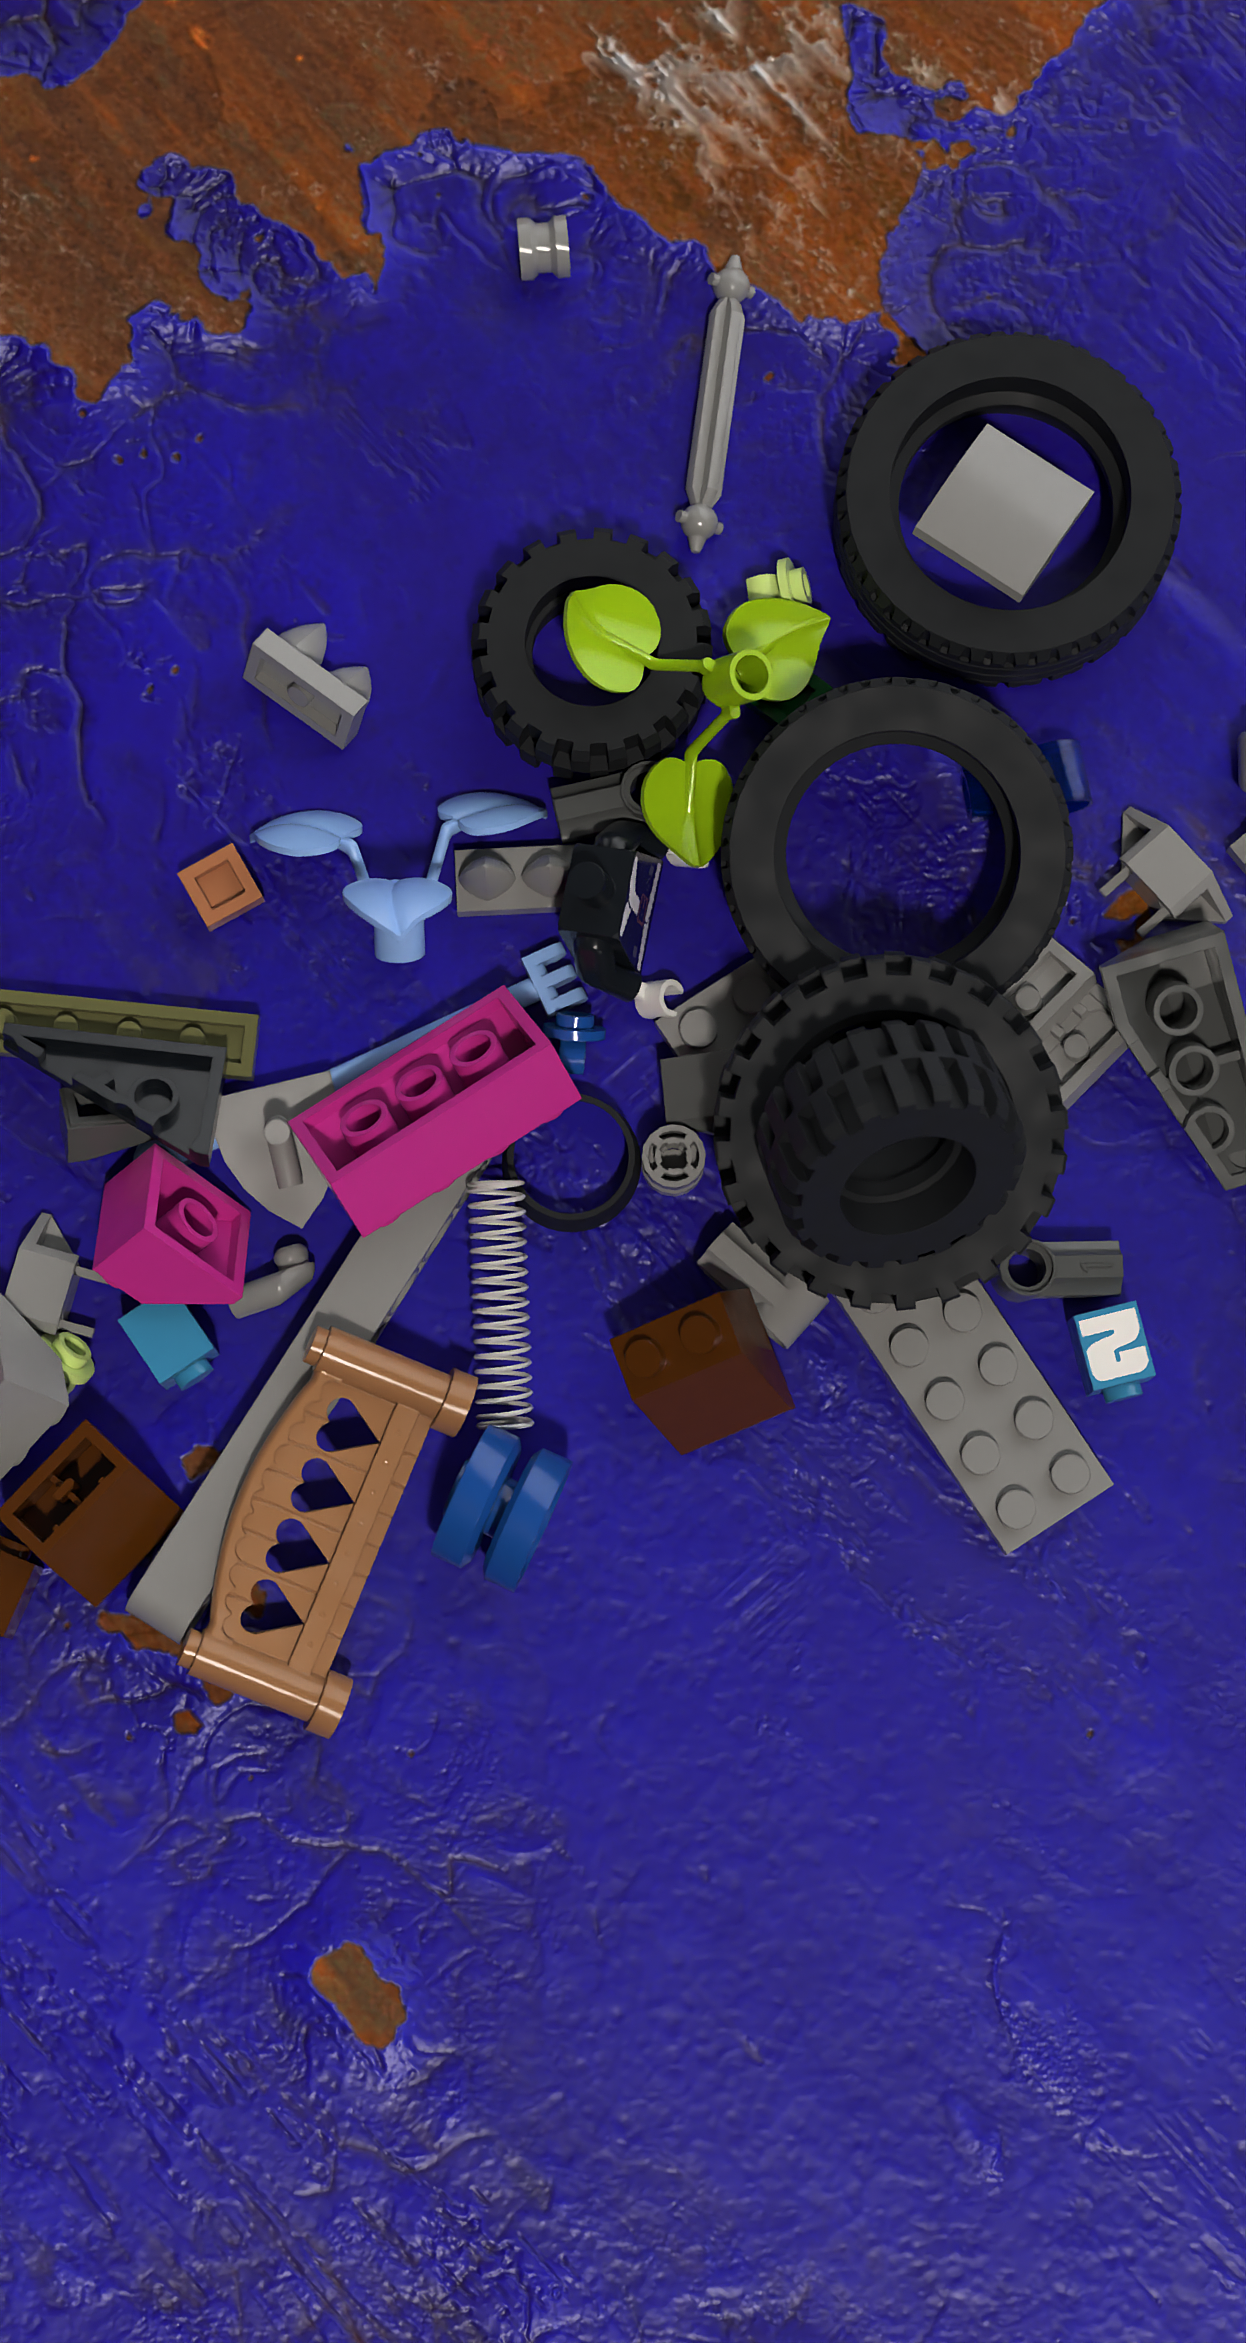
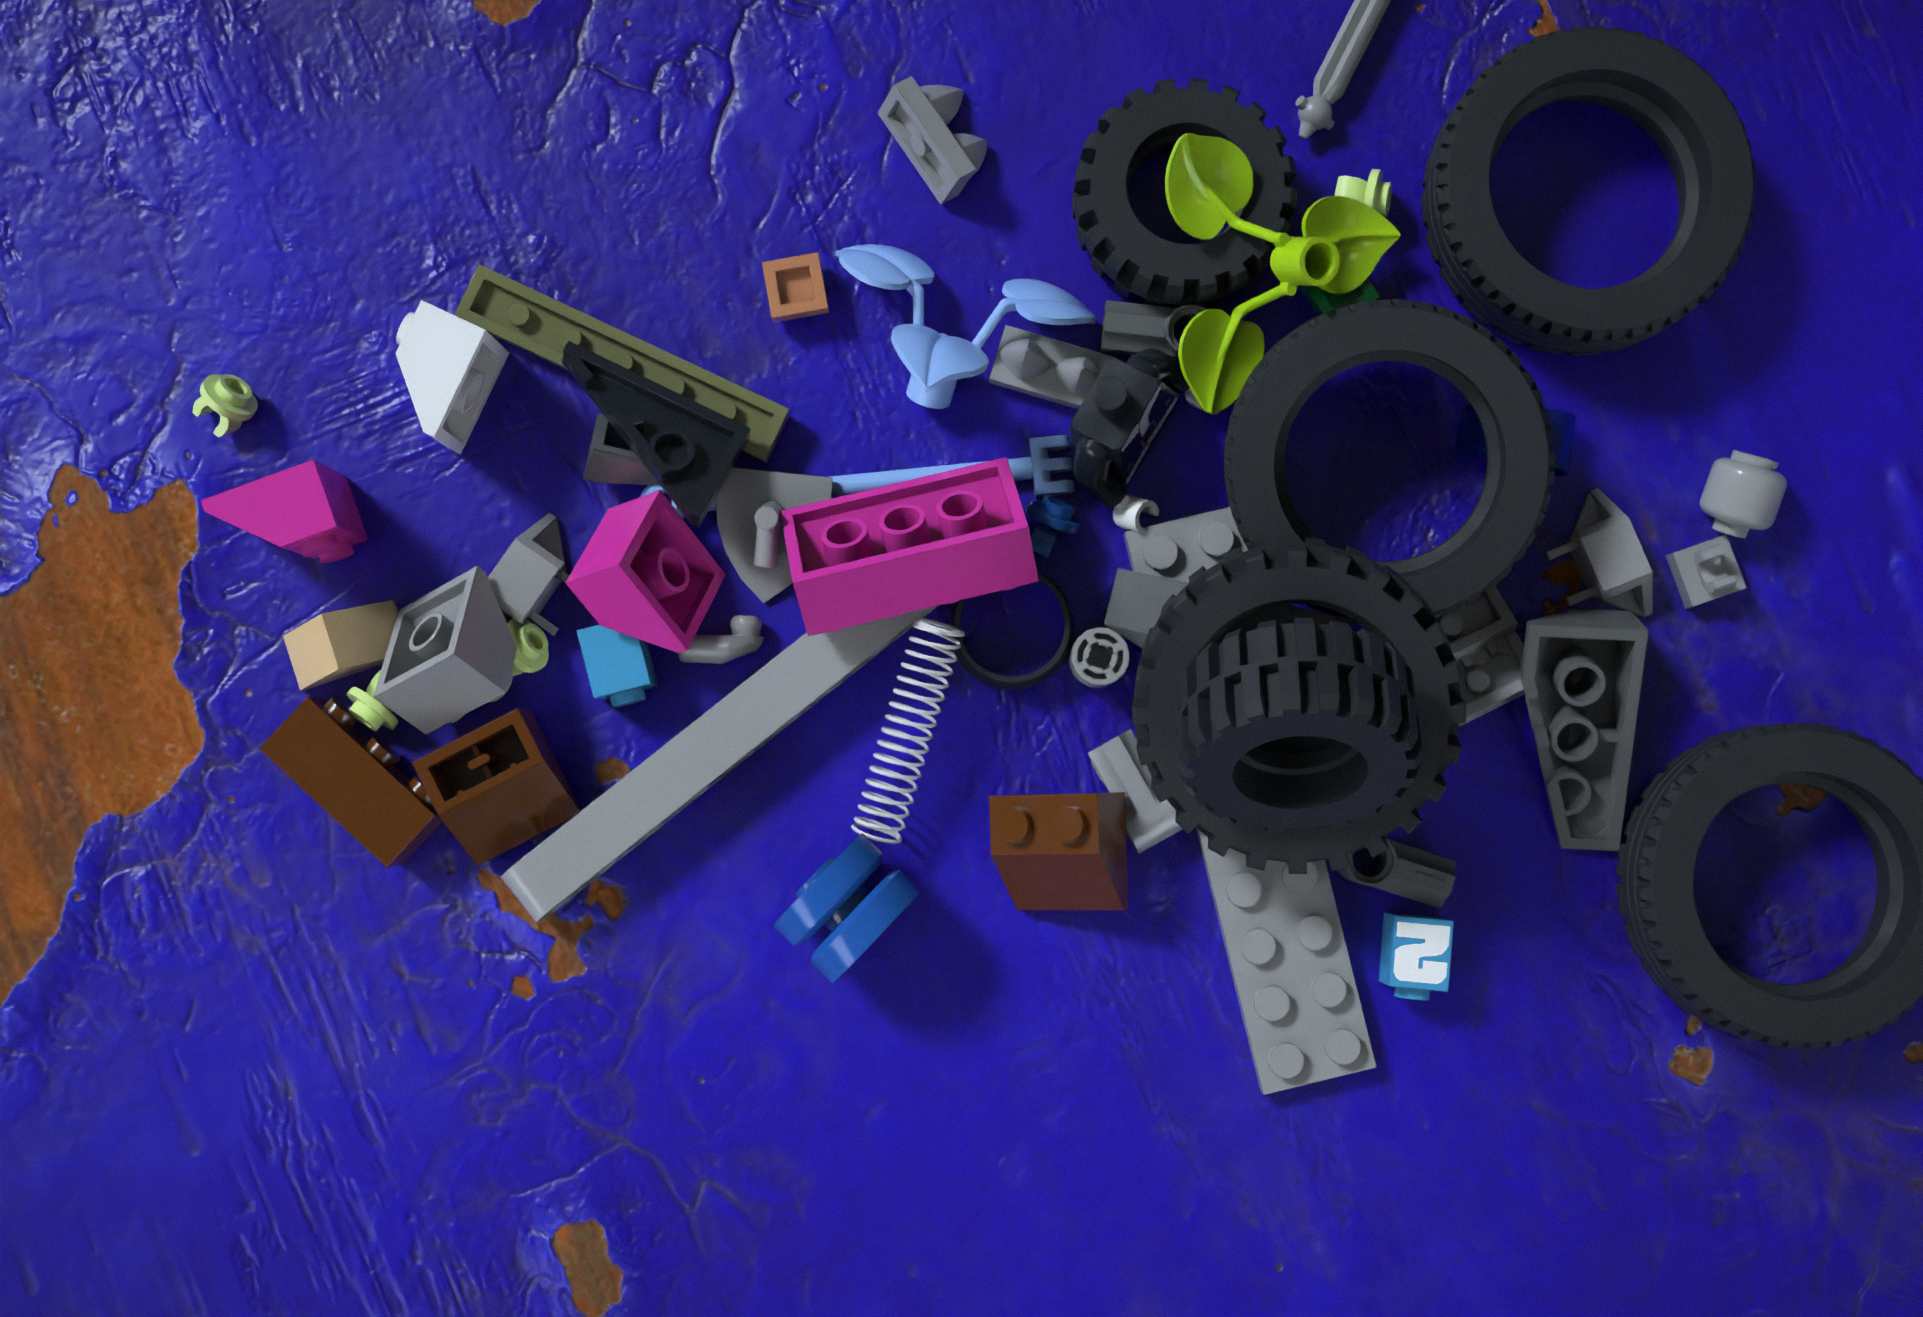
camera: 20 degrees right, 5 degrees up
(292, 1663) = (624, 974): medium nougat piece -> none
(1003, 512) = (1589, 194): light grey slope -> none

